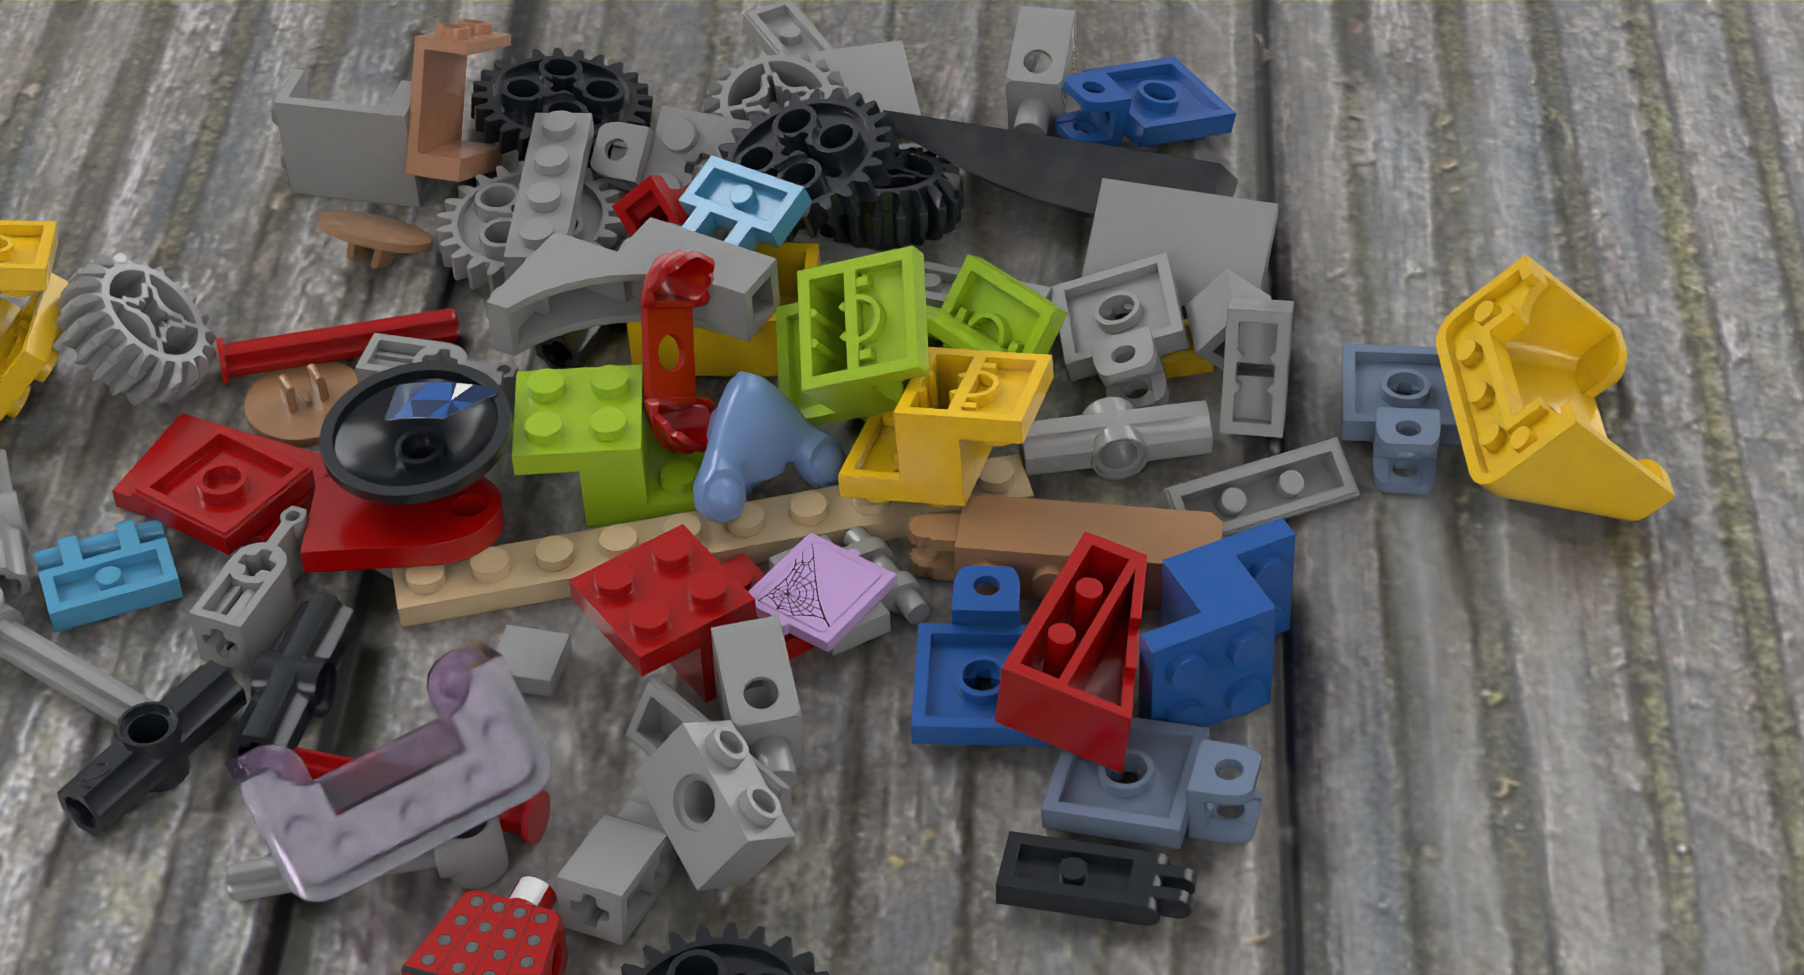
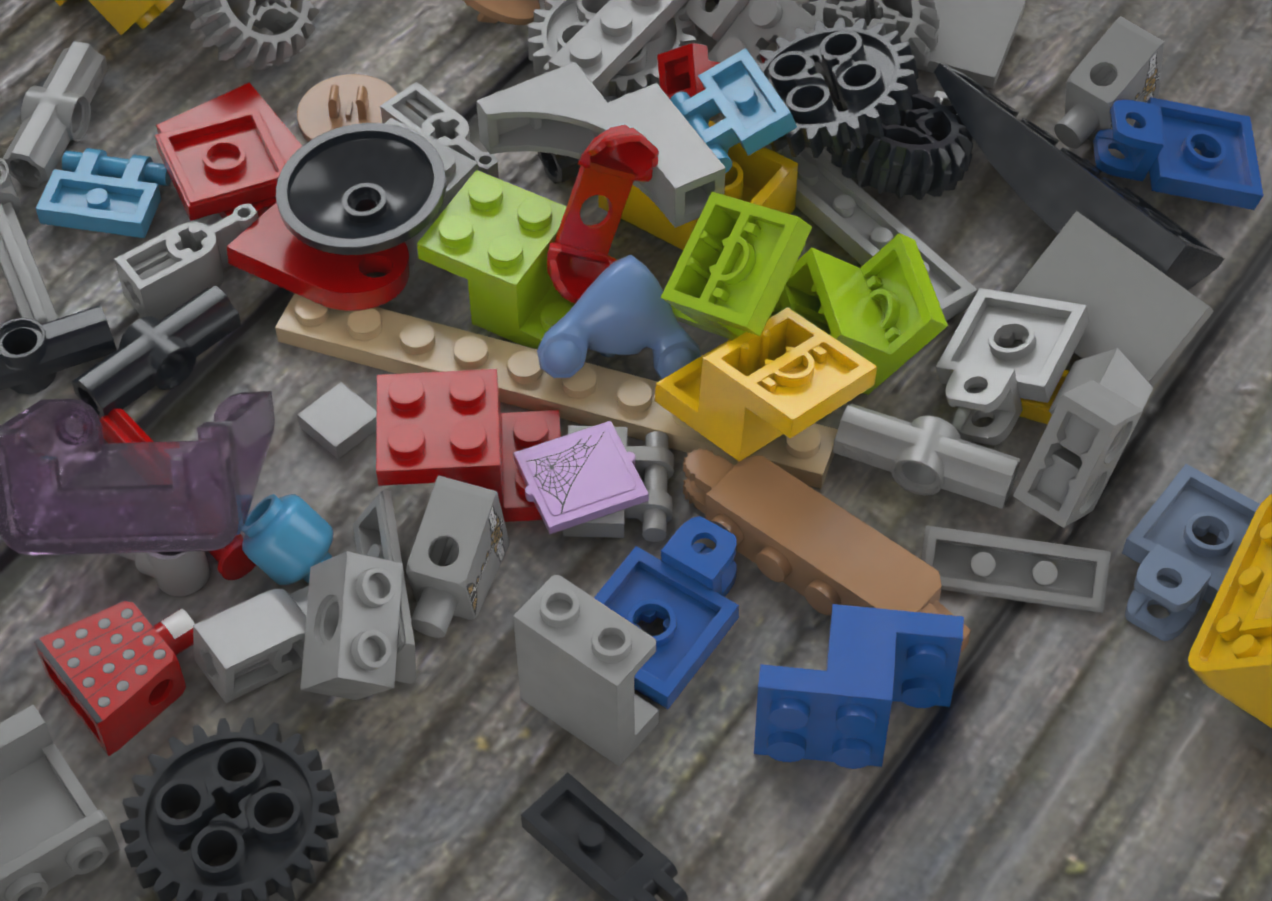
camera: 30 degrees right, 10 degrees up
(329, 343) = (392, 71): red axle -> none
(435, 399) = (389, 167): sticker -> none
(585, 772) = (286, 538): none -> dark azure head
(970, 729) = (581, 668): none -> light grey panel
(1079, 656) = (715, 645): red wedge -> none
(1174, 789) = (740, 806): sand blue plate -> none

